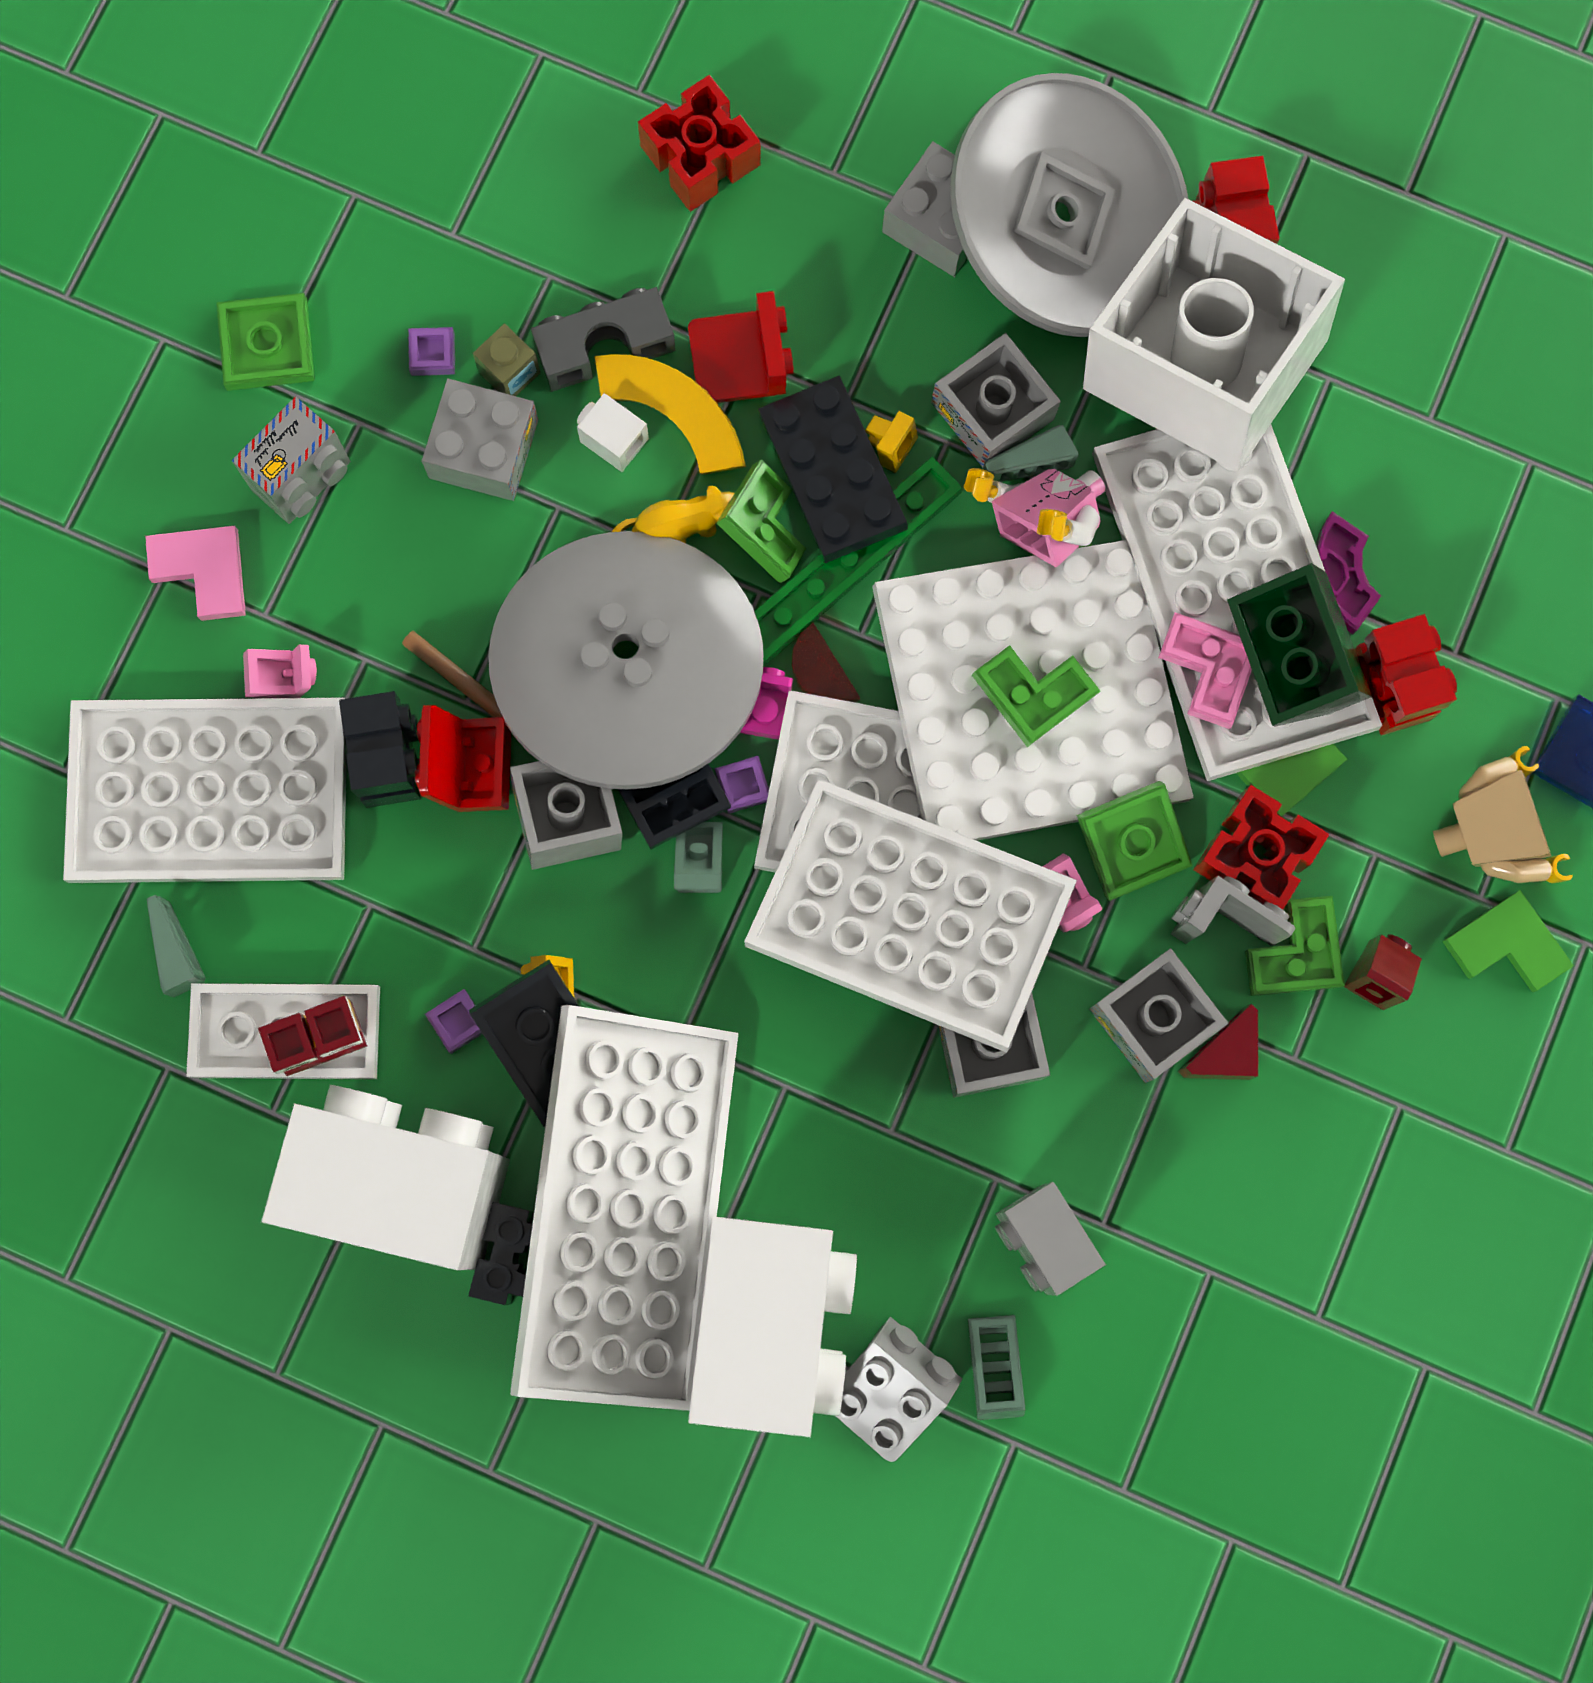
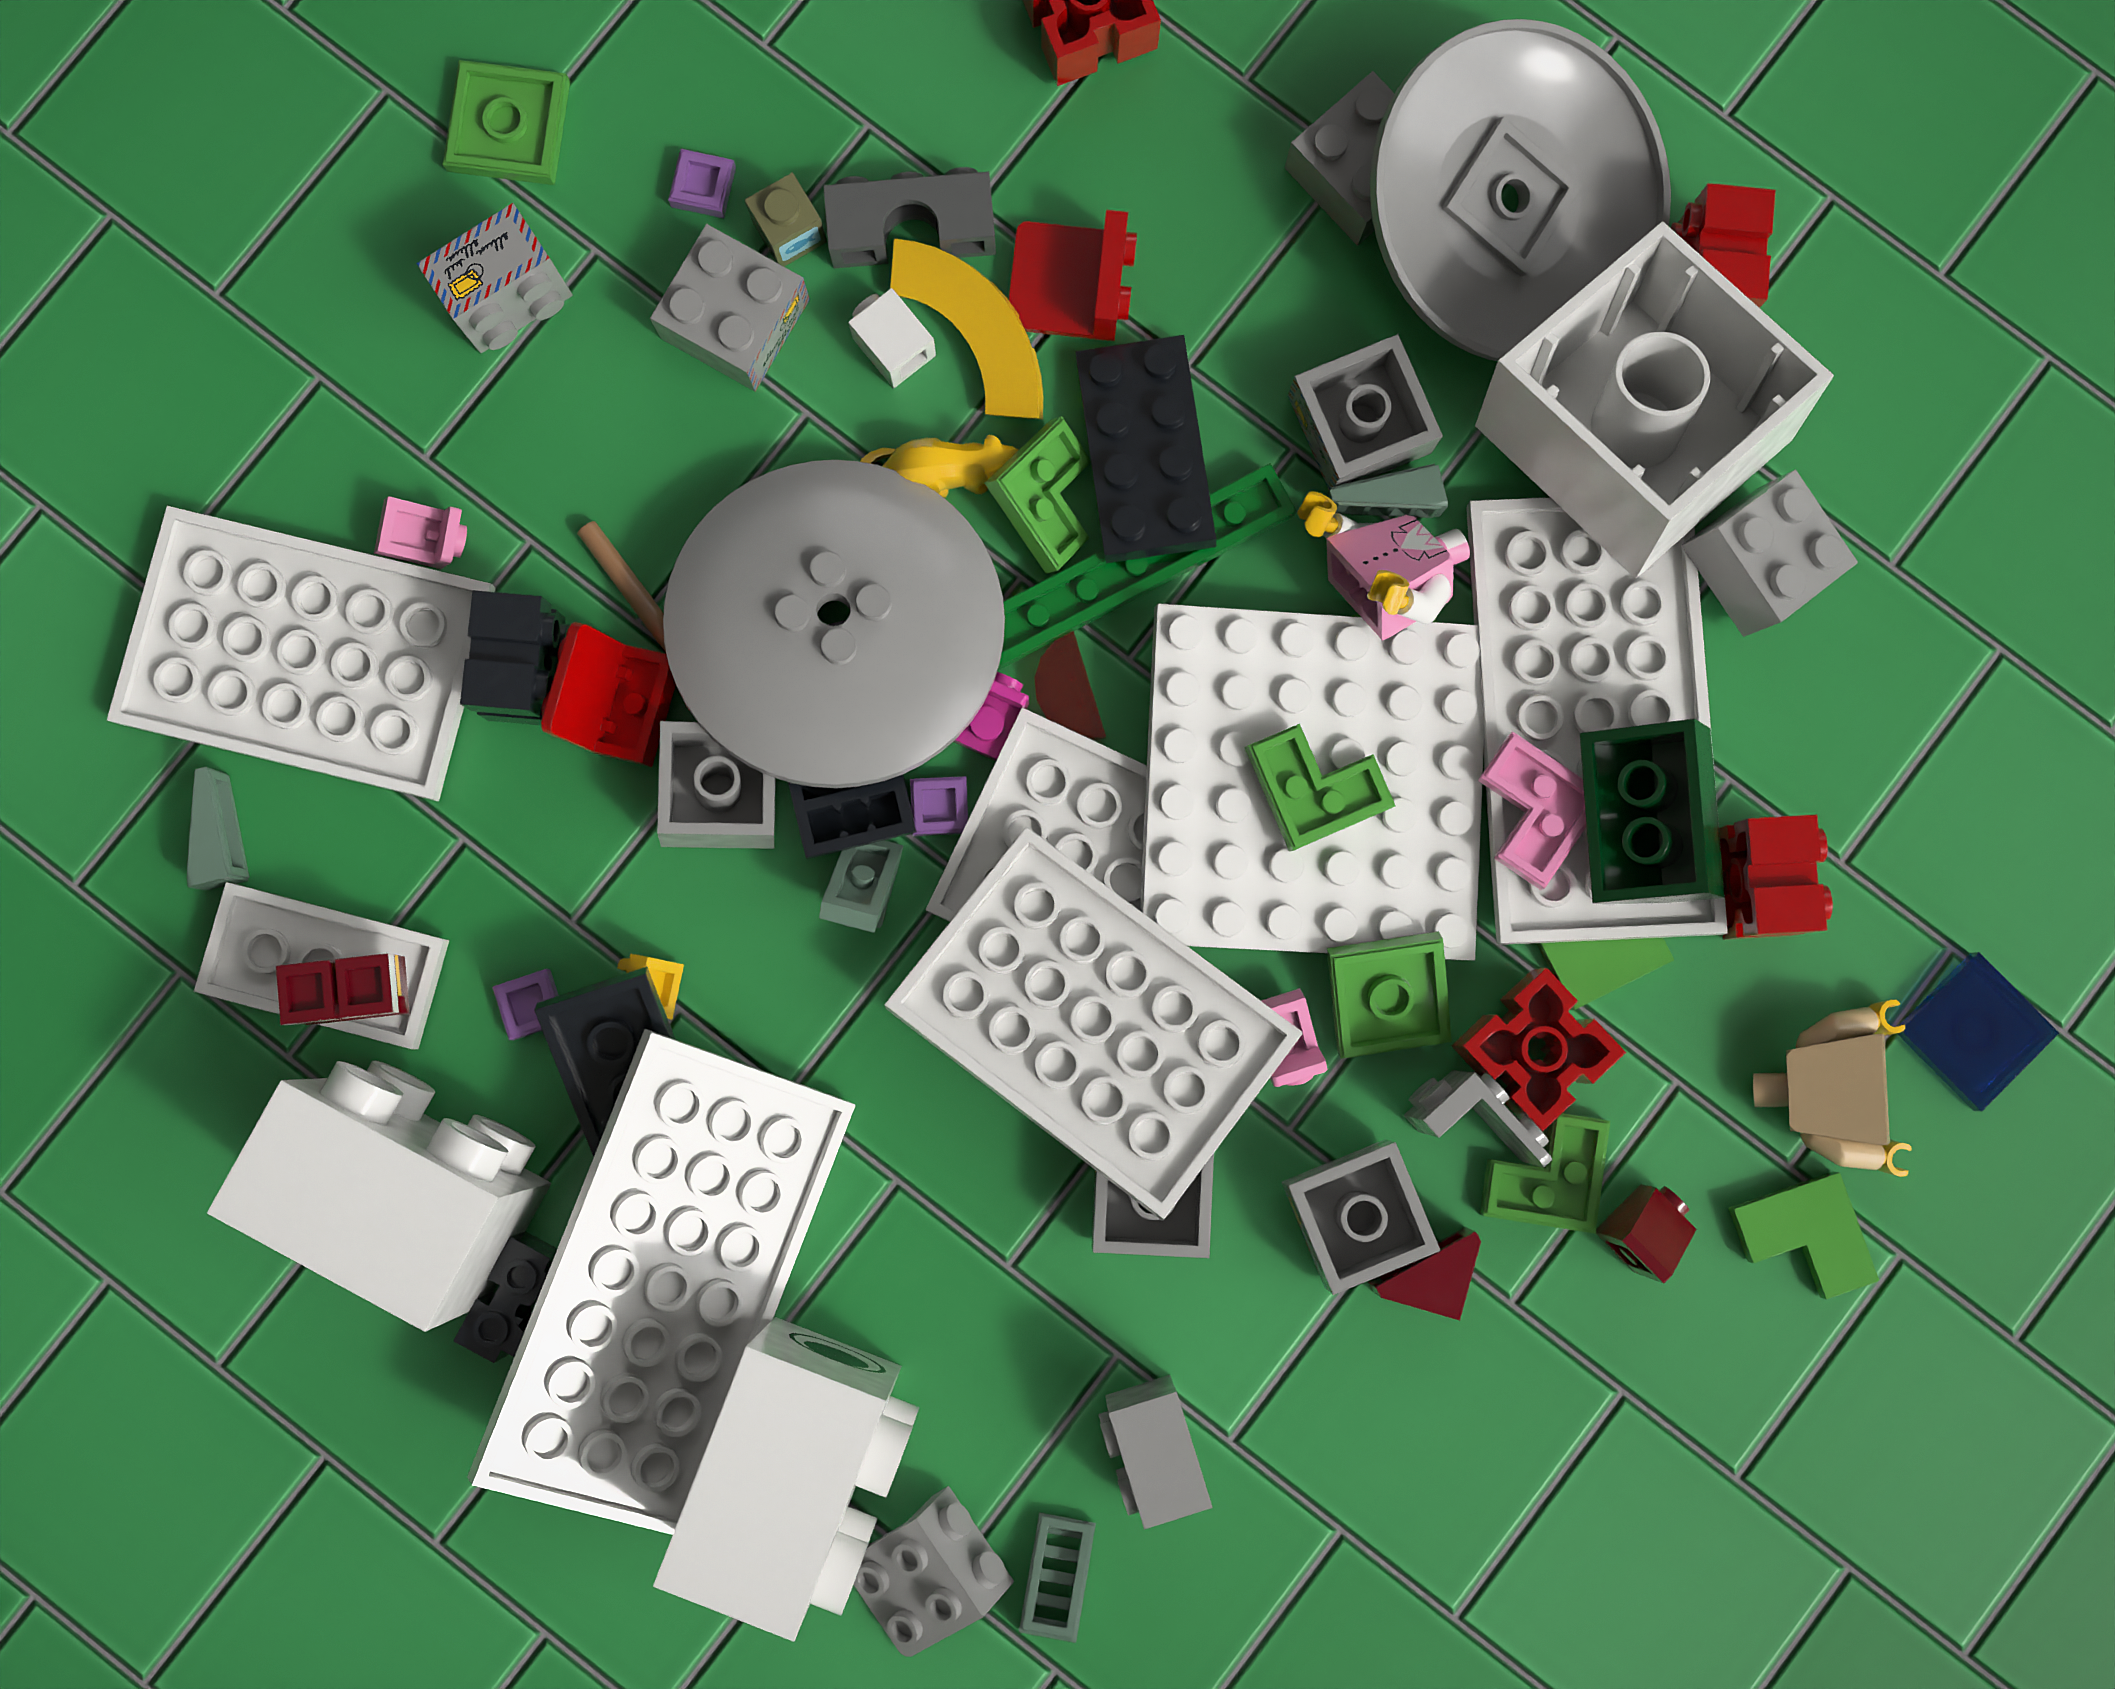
camera: 15 degrees right, 5 degrees up
(209, 558) = (376, 374): bright pink tile -> none
(892, 439) = (1228, 430): yellow tile -> none
(1334, 430) = (1770, 554): none -> light grey brick
(1341, 555) = (1735, 711): magenta tile -> none

